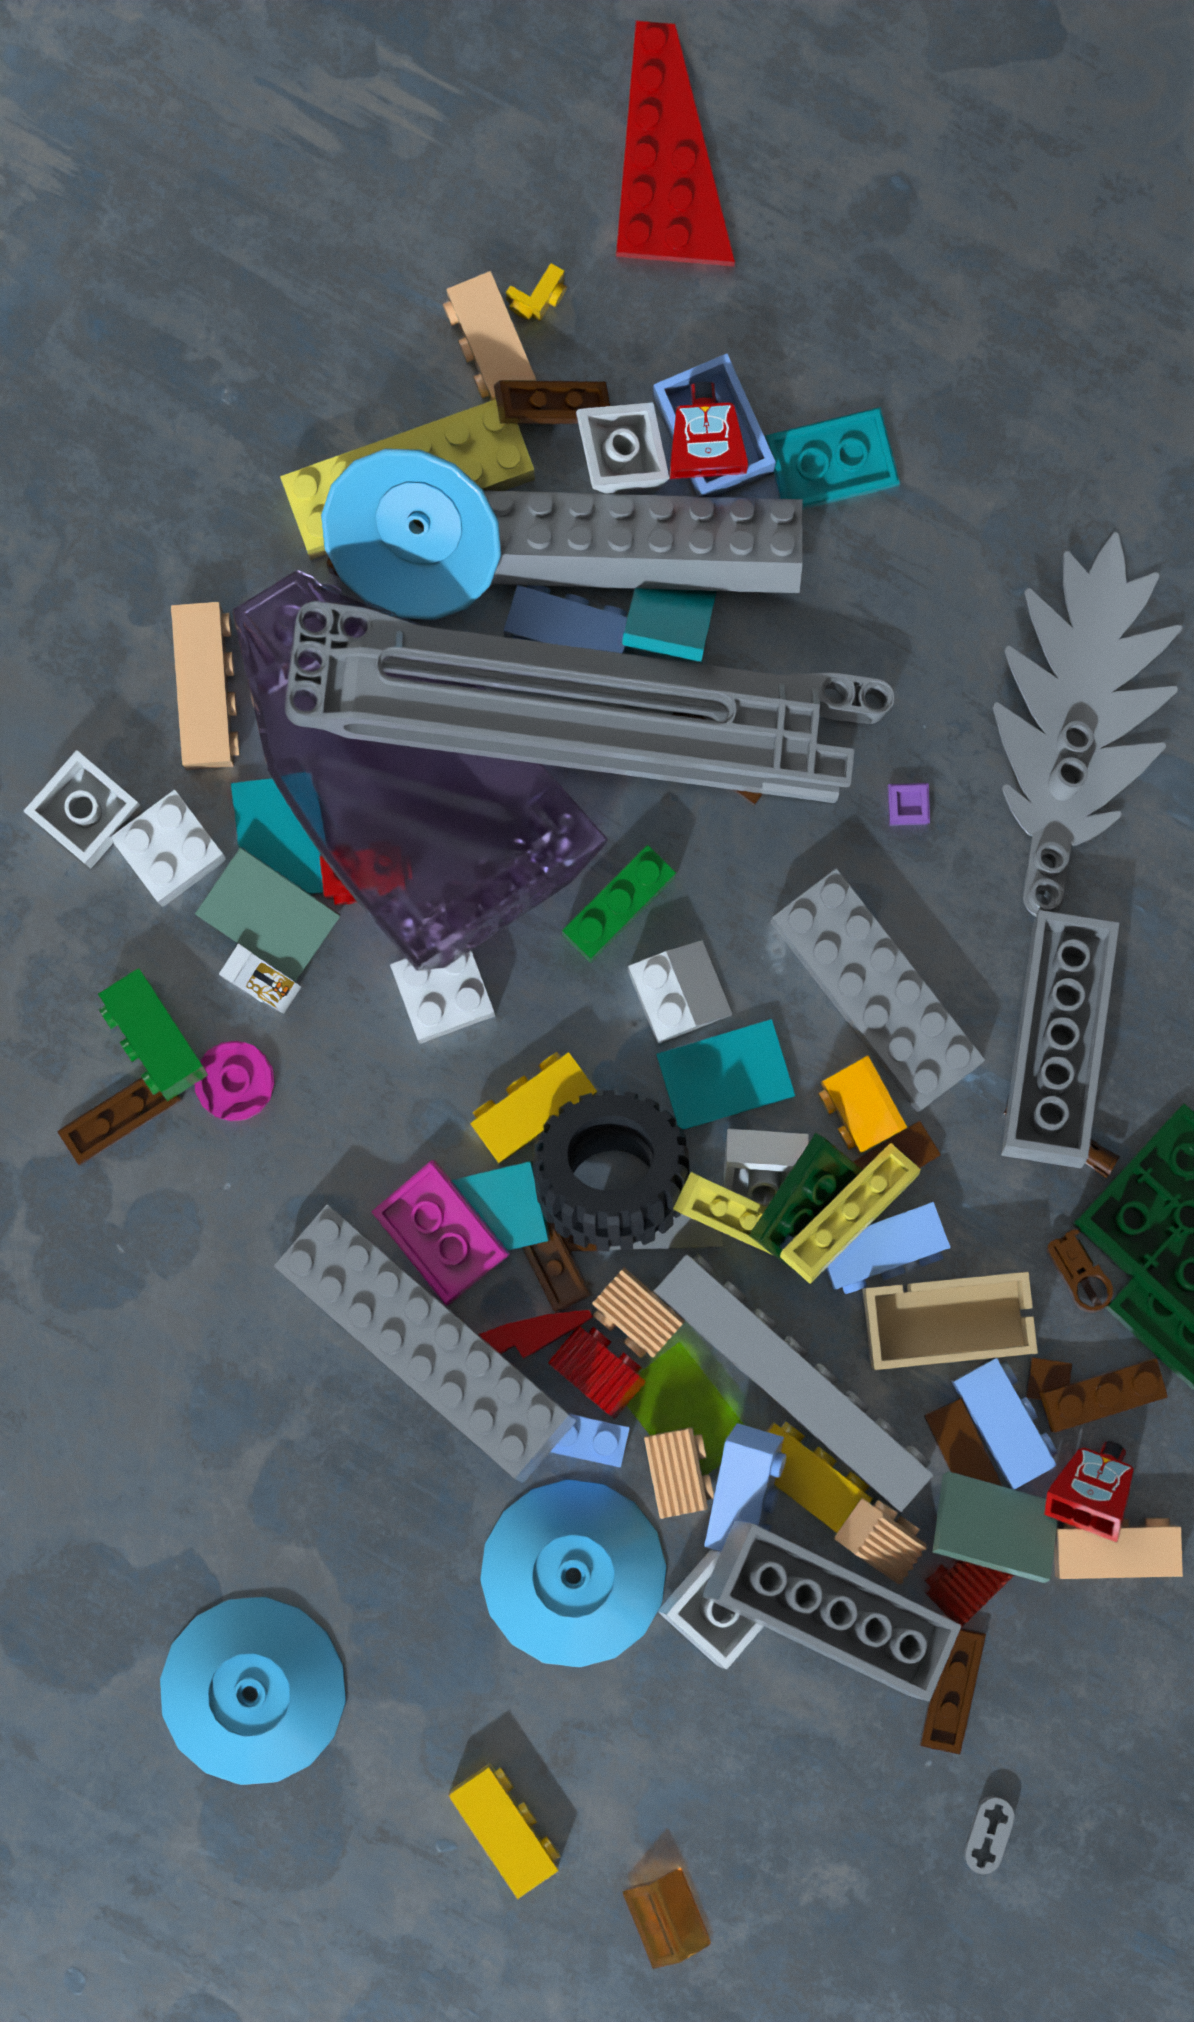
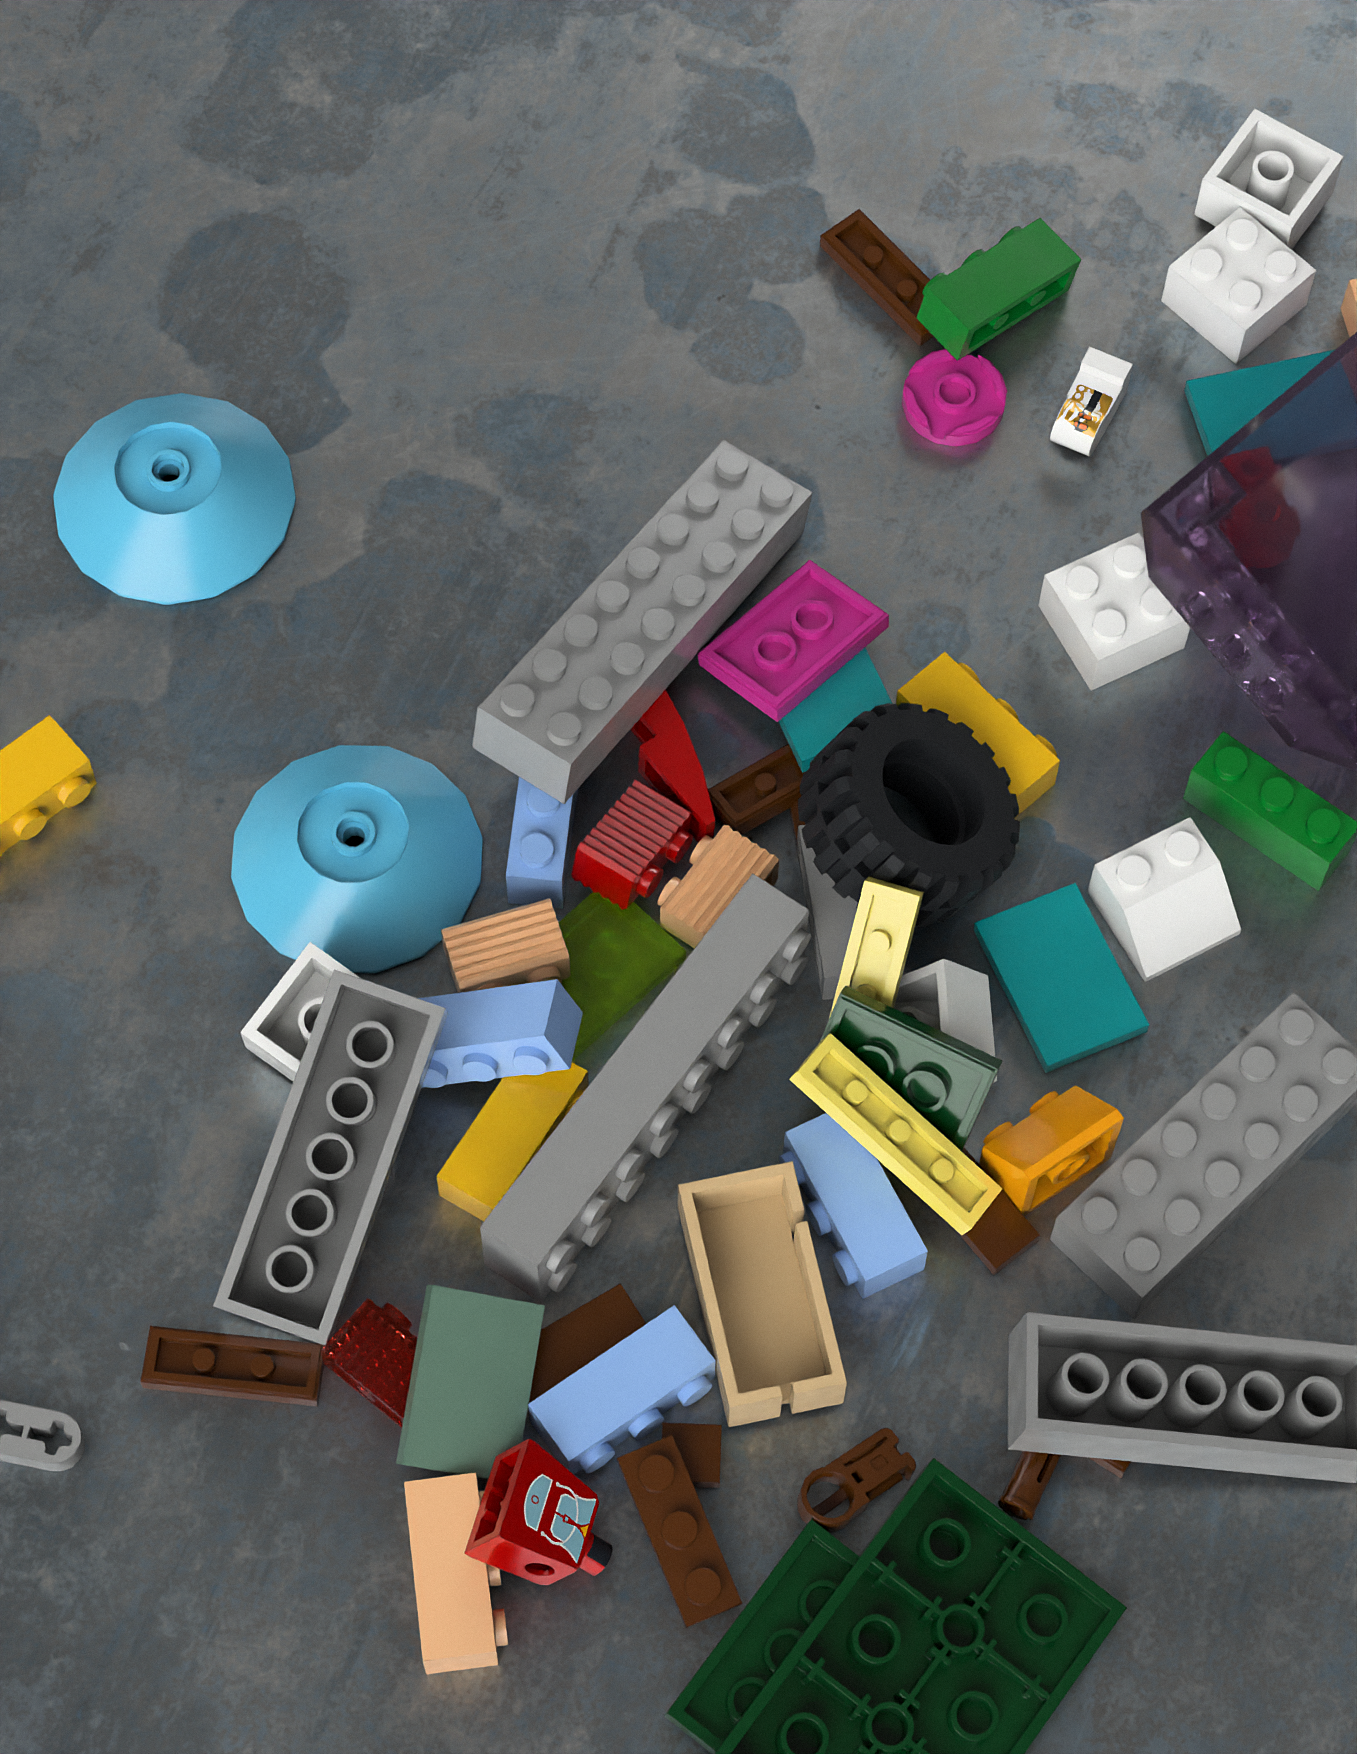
camera: 85 degrees right, 20 degrees down
(267, 914) = (1175, 402): sand green tile -> none
(880, 1540) = (437, 1227): light nougat brick -> none

